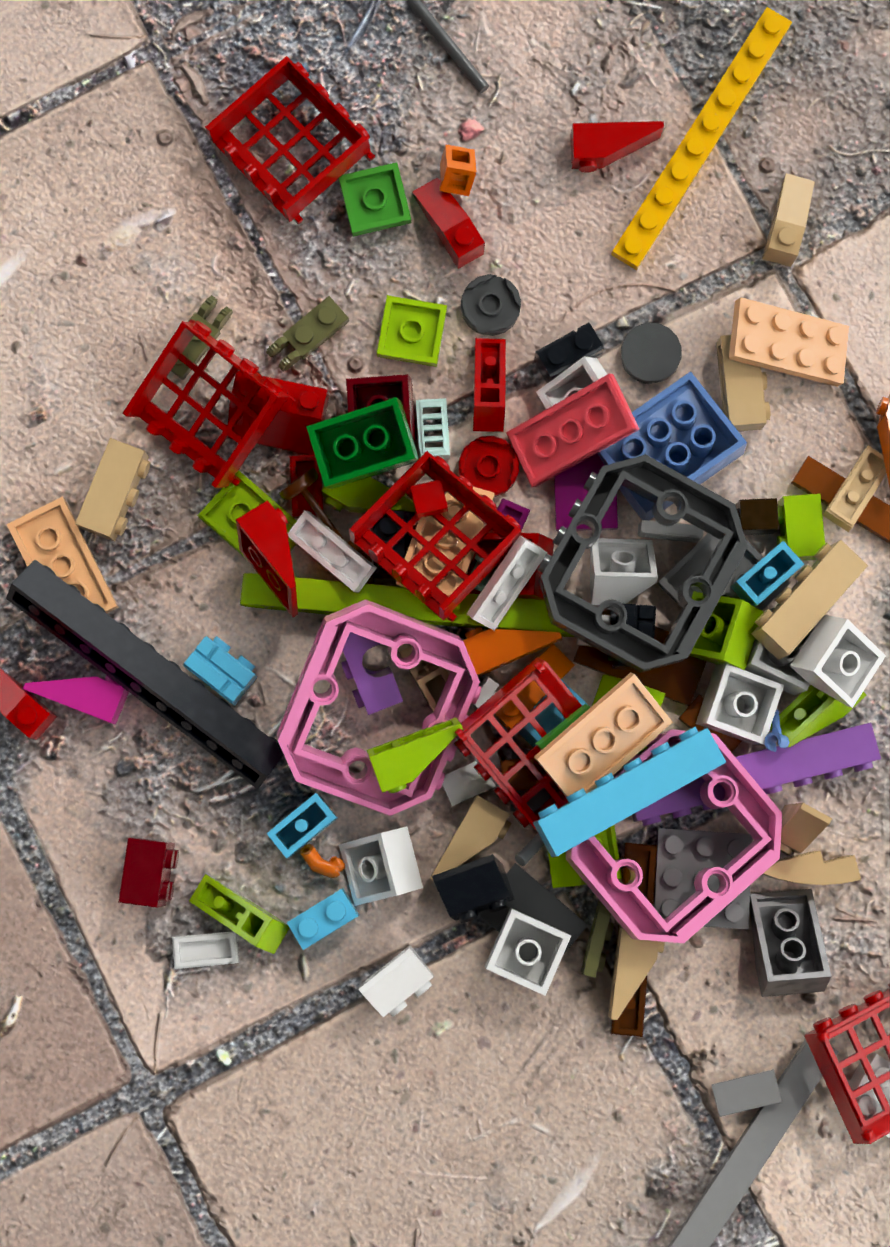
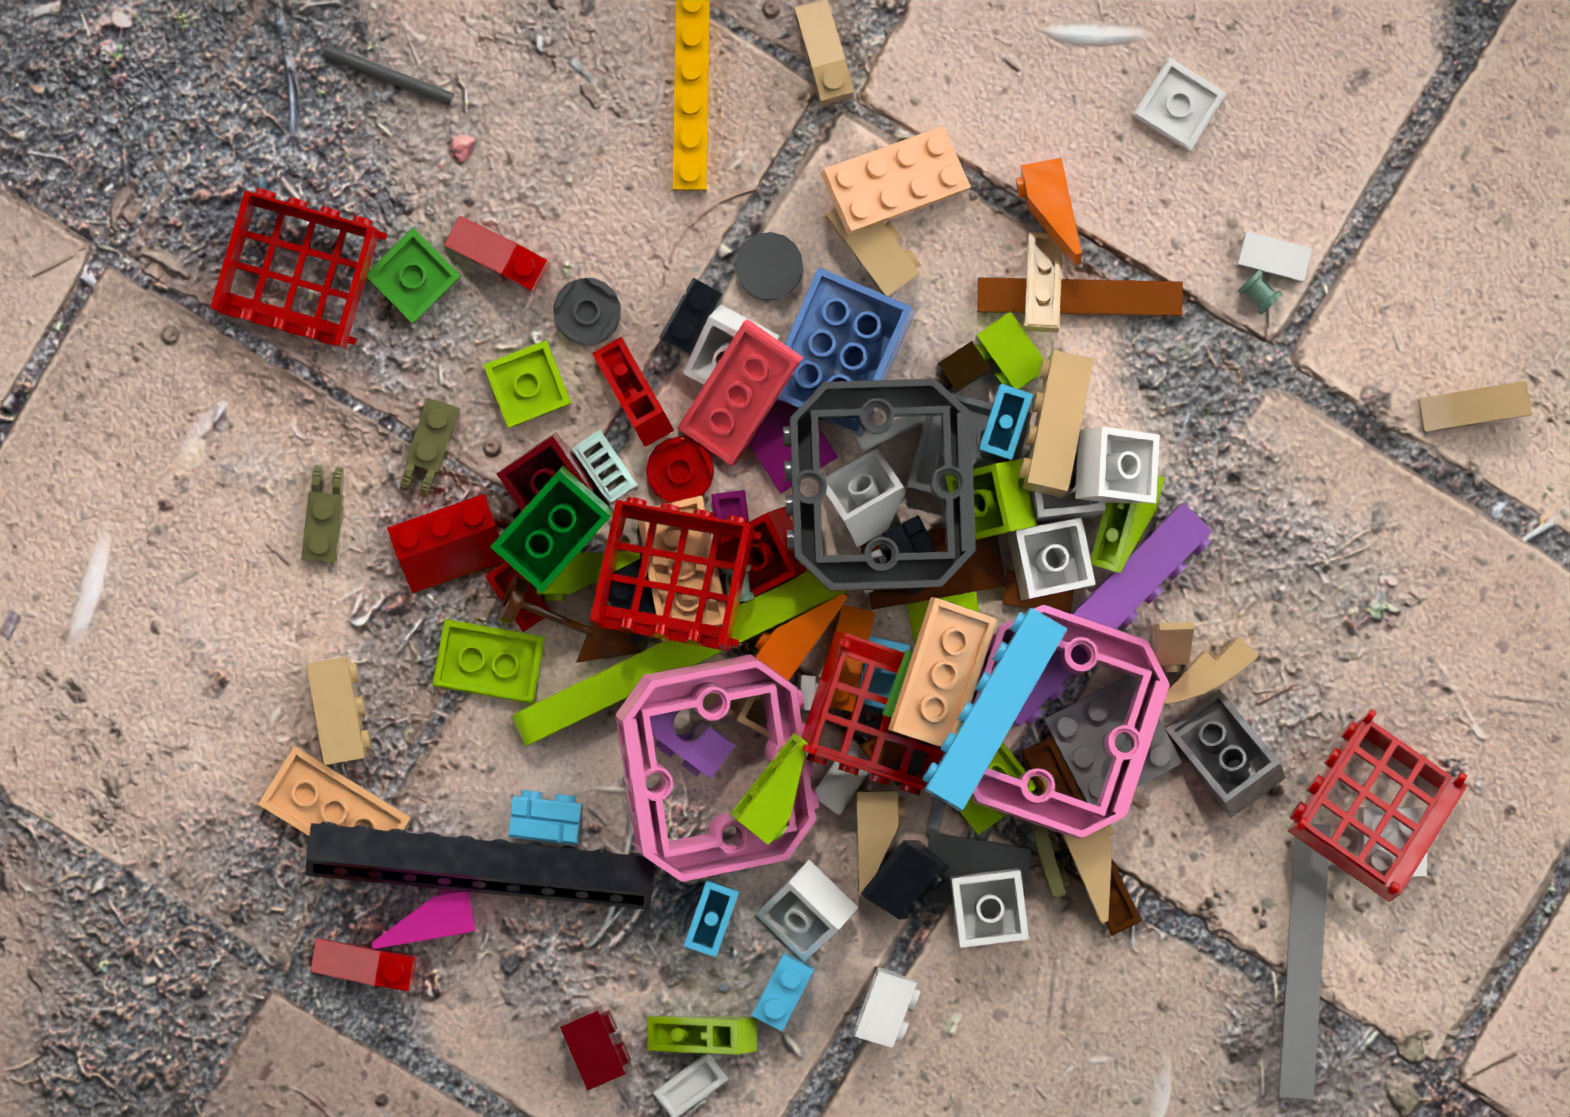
camera: 25 degrees left, 5 degrees up
(184, 441) = (377, 622): red window -> none
(266, 547) = (518, 678): red slope -> none
(319, 865) = (749, 944): orange arm -> none
(331, 551) = (582, 645): white plate -> none
(429, 498) = (645, 543): red tile -> none
(457, 170) = (476, 200): orange brick -> none
(506, 583) = (766, 579): white plate -> none
(604, 143) = (601, 87): red slope -> none
(746, 1093) = (1267, 914): light grey tile -> none
(776, 734) = (1103, 572): medium blue hand -> none

